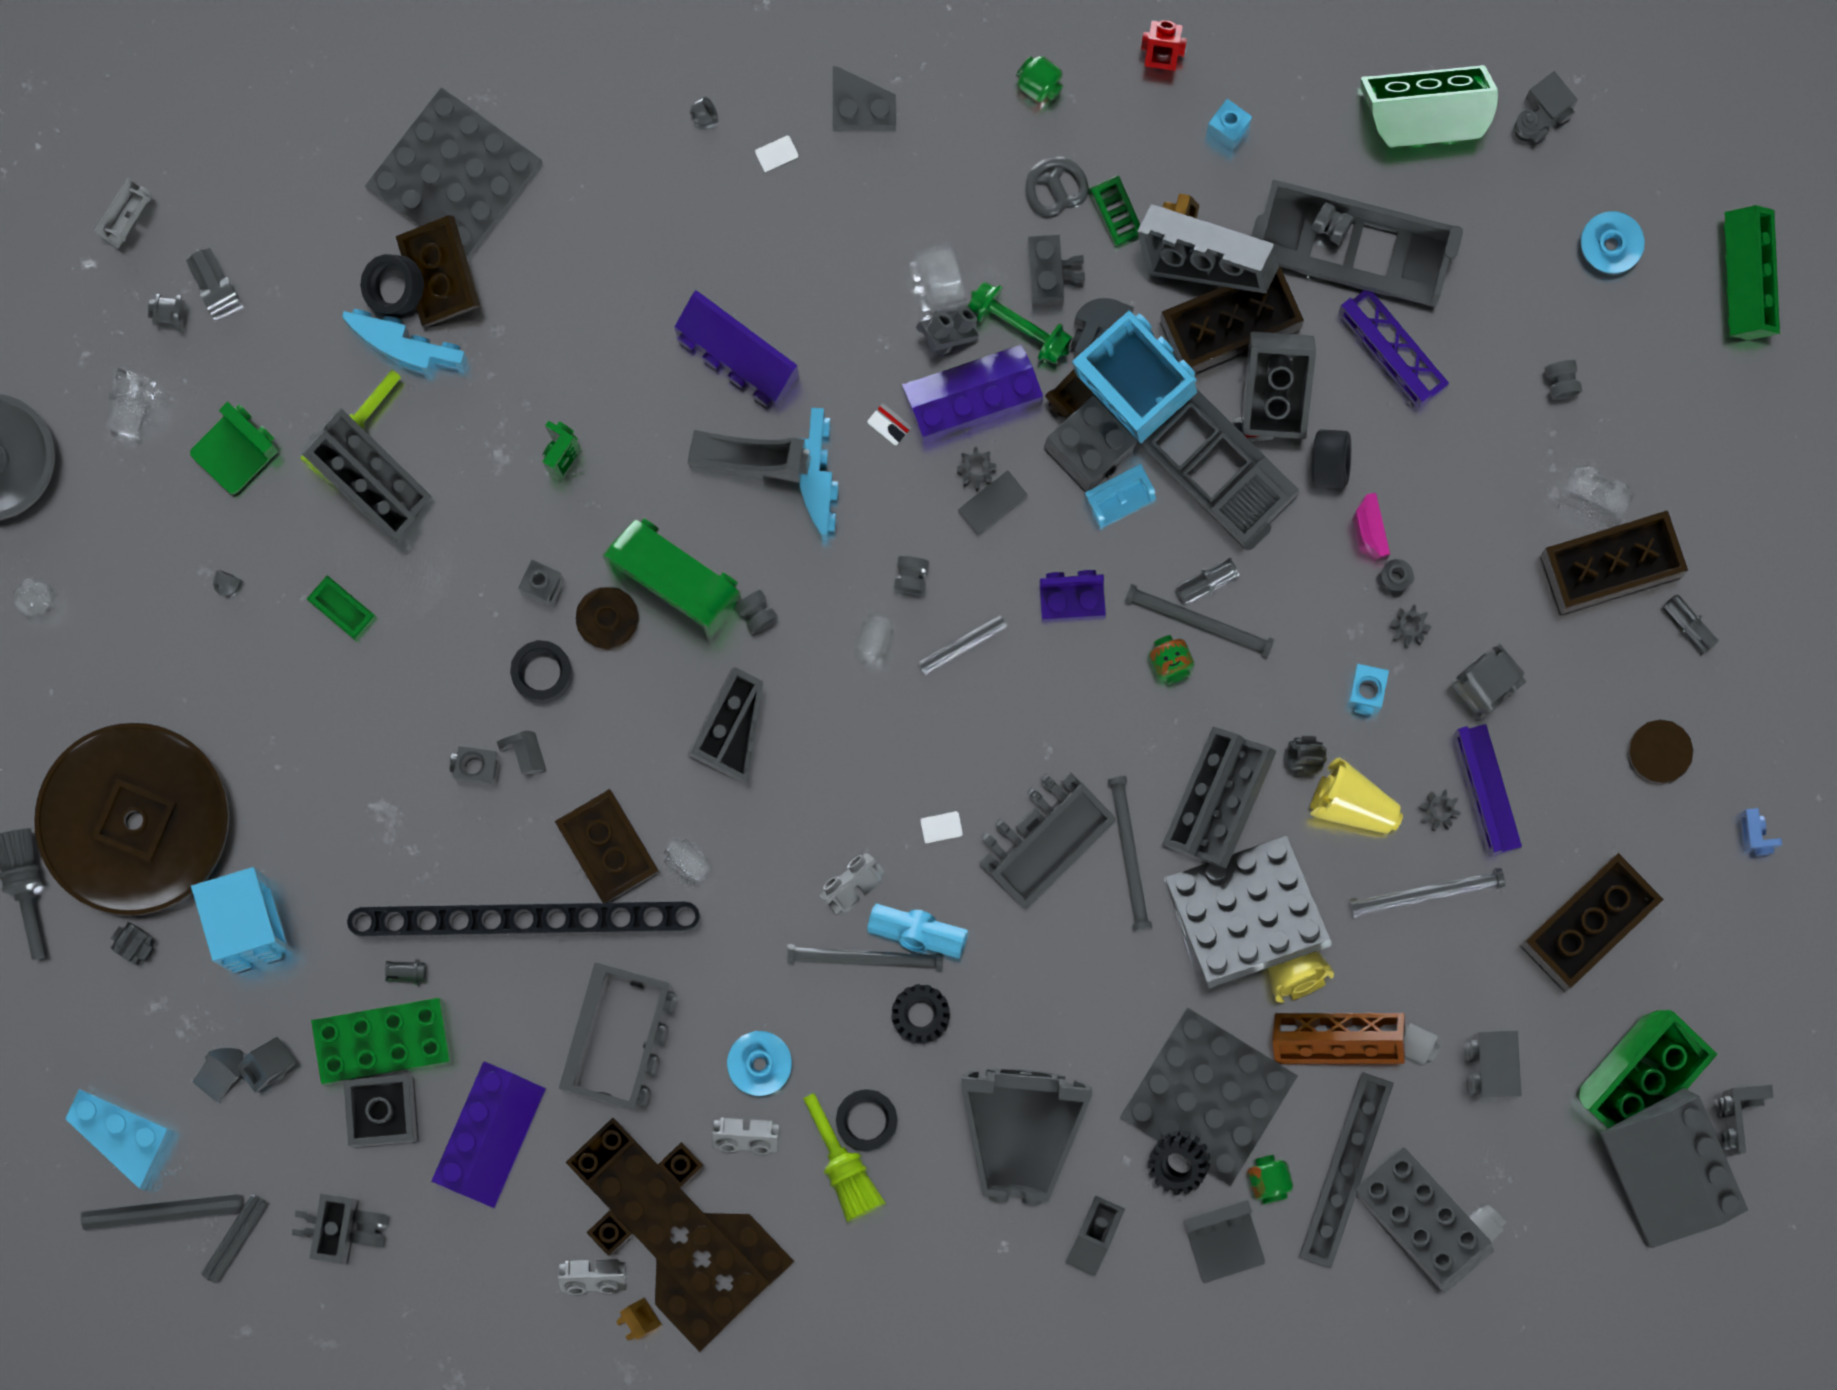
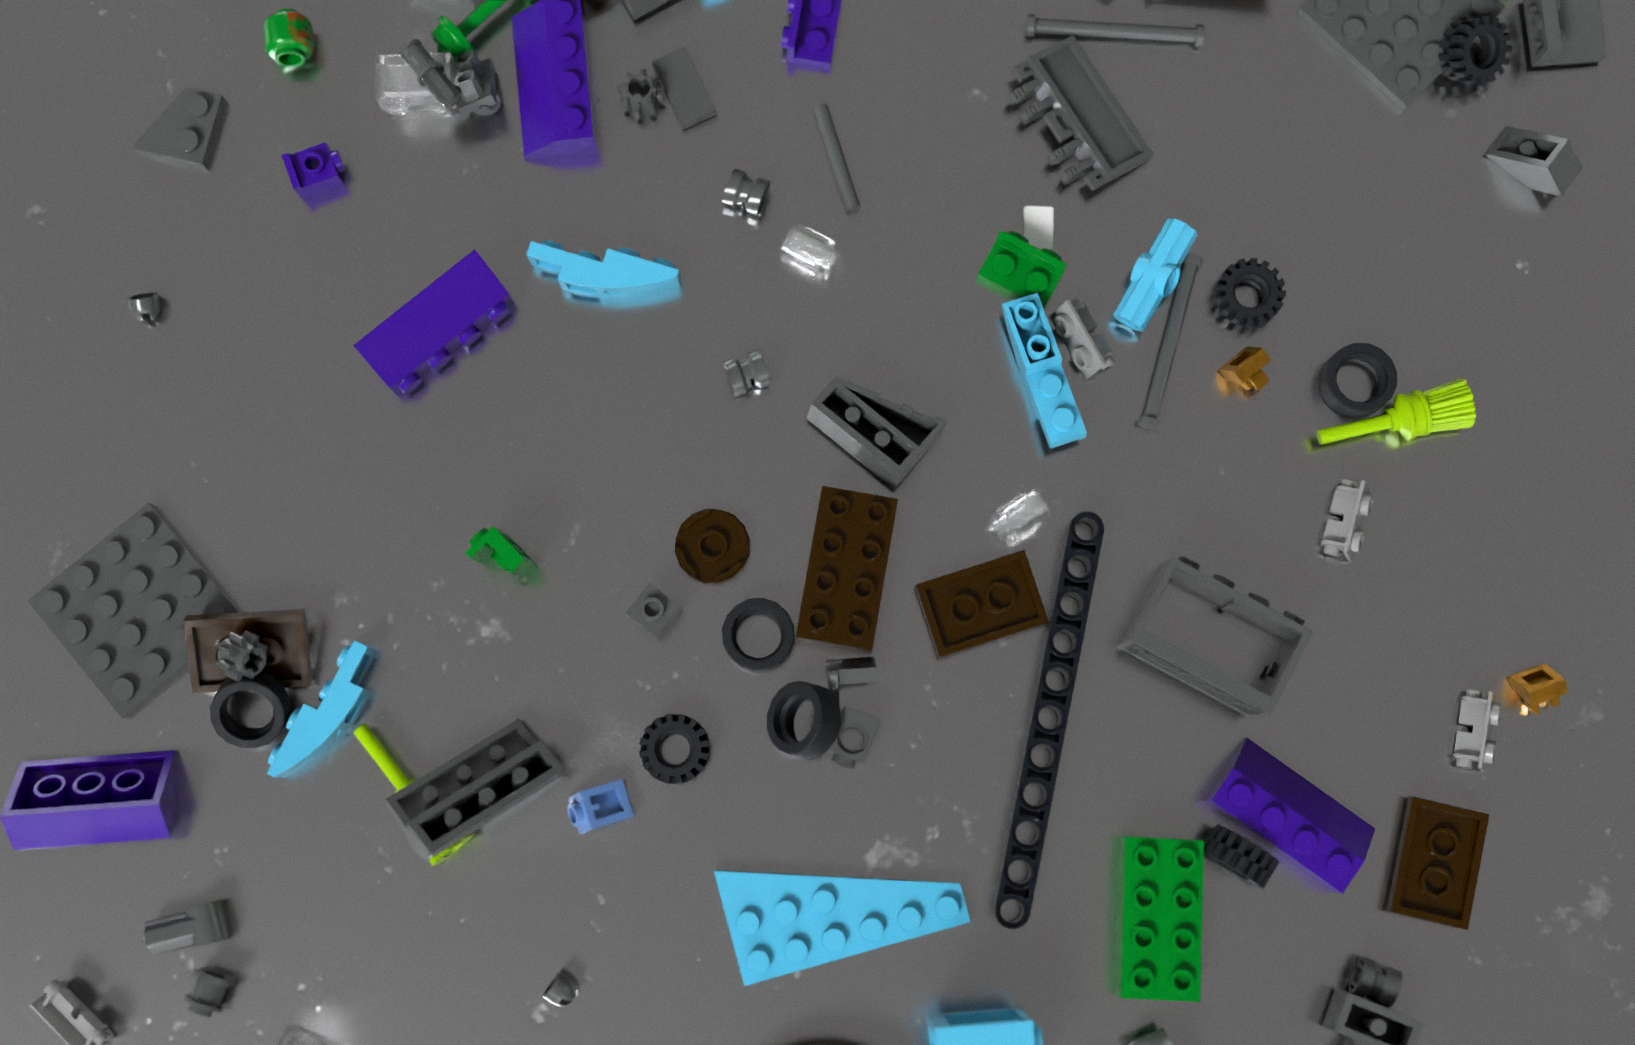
camera: 80 degrees left, 0 degrees up
(234, 449) = (400, 944): green bracket -> none
(295, 182) = (92, 800): none -> dark purple slope
(323, 768) = (811, 920): none -> medium azure wing
(341, 608) = (624, 856): green tile -> none
(375, 578) = (599, 806): none -> medium blue bracket
(380, 1111) = (1244, 937): dark grey brick -> none
(405, 971) = (1078, 872): dark grey pin -> none
(429, 268) = (241, 656): none -> dark grey gear
(430, 607) = (653, 738): none -> black tyre
(444, 1095) = (1240, 856): none -> black tyre
(476, 1262) = (1438, 862): none -> dark brown plate
(483, 736) = (824, 727): none -> black tyre
(609, 729) = (846, 570): none -> dark brown brick
(649, 1204) = (1408, 645): dark brown piece -> none
(674, 576) = (685, 449): green windscreen -> none
(742, 1058) = (1285, 474): medium azure dish -> none
(750, 457) = (568, 332): dark grey arch -> none
(776, 153) = (217, 237): white sticker -> none
(813, 854) = (1043, 371): none -> medium azure slope
(848, 230) = (317, 181): none -> dark purple brick
(855, 1023) = (1246, 368): none -> pearl gold tile
(889, 424) = (565, 182): sticker -> none
(896, 820) = (1021, 268): none -> green bracket
(941, 292) = (430, 73): none -> dark grey axle
(956, 167) = (288, 37): none -> green head
(1022, 1129) = (1406, 201): dark grey cone -> none

